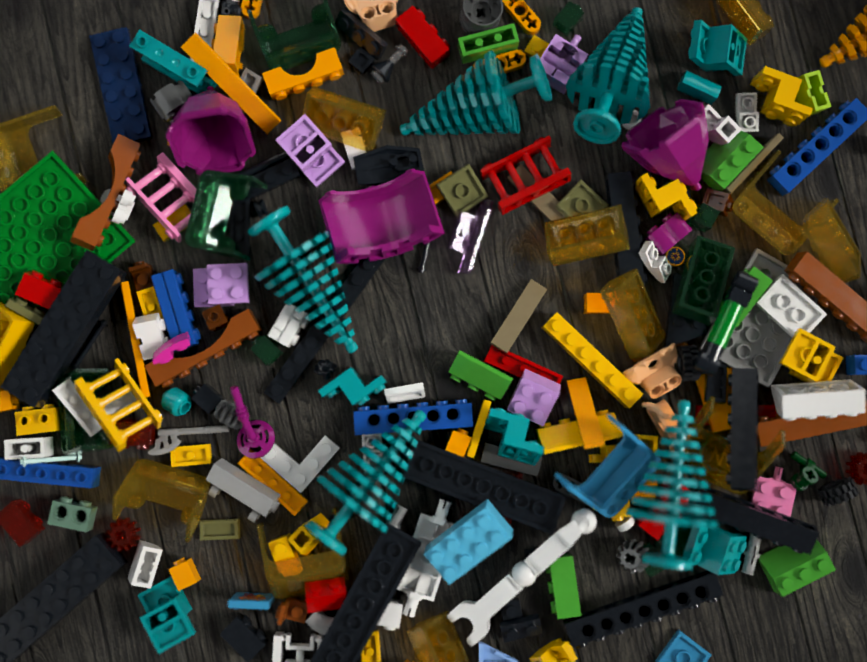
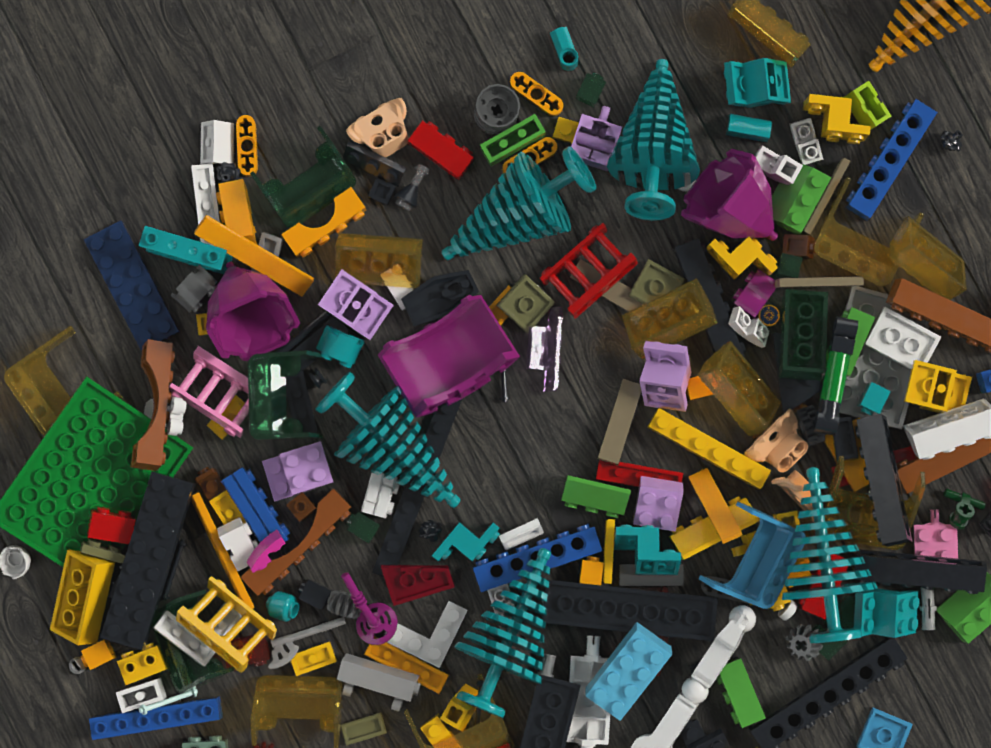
camera: 15 degrees left, 0 degrees up
(288, 185) = (339, 346): none -> teal cylinder
(299, 410) = (415, 581): none -> dark red wing
(570, 284) = (665, 376): none -> lavender bracket
(729, 237) = (819, 282): none -> dark tan tile
(751, 353) = (873, 399): none -> teal brick

